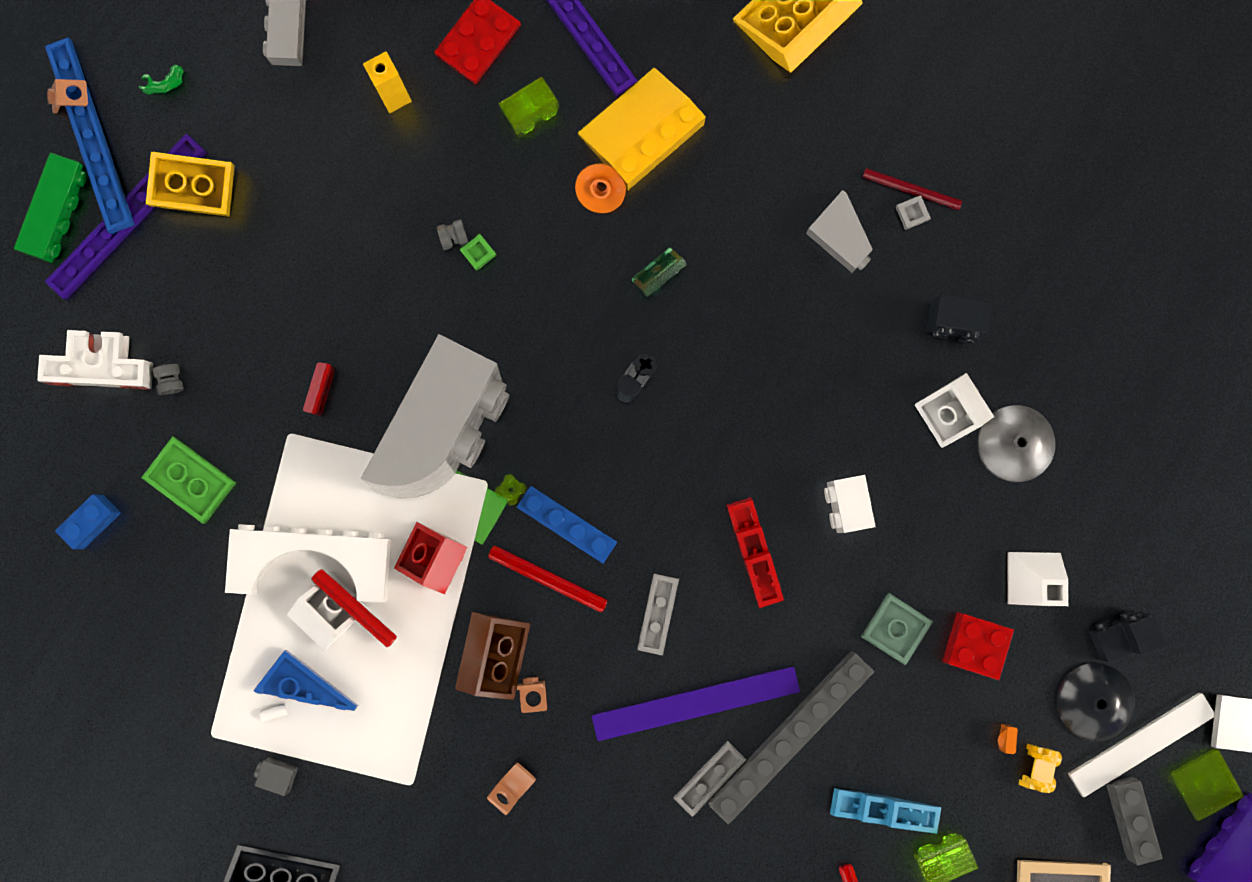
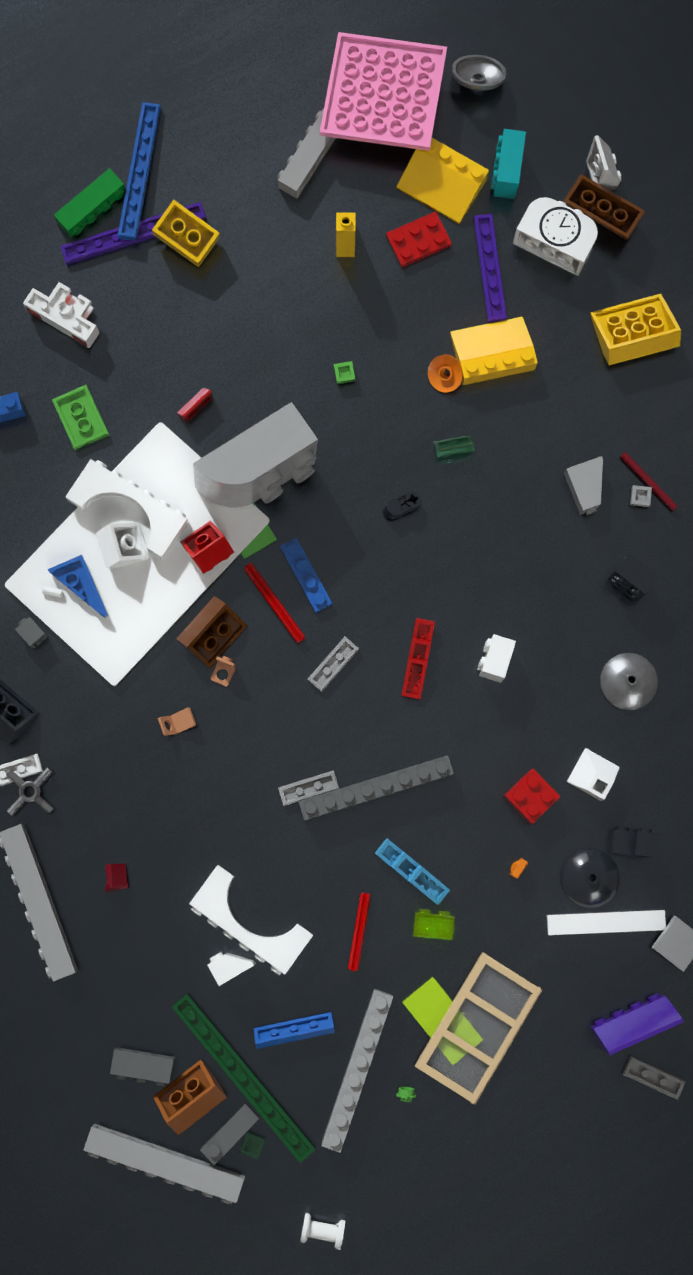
camera: 30 degrees right, 5 degrees down
(58, 97) = (134, 134): nougat bracket -> none
(168, 379) = (103, 347): dark grey wheel -> none
(170, 82) = (204, 165): green piece -> none
(354, 608) = (141, 551): red axle -> none
(452, 234) = (334, 352): dark grey wheel -> none
(510, 482) = (282, 528): clear neon green plate -> none
(529, 106) = (428, 298): clear neon green brick -> none
(695, 703) = (326, 734): dark purple tile -> none
(896, 629) = (484, 758): sand green tile -> none
(954, 410) = (599, 636): white slope -> none
(1043, 769) = (530, 901): yellow piece -> none
(1134, 820) = (573, 967): dark grey brick -> none
(1206, 784) = (635, 972): clear neon green tile -> none

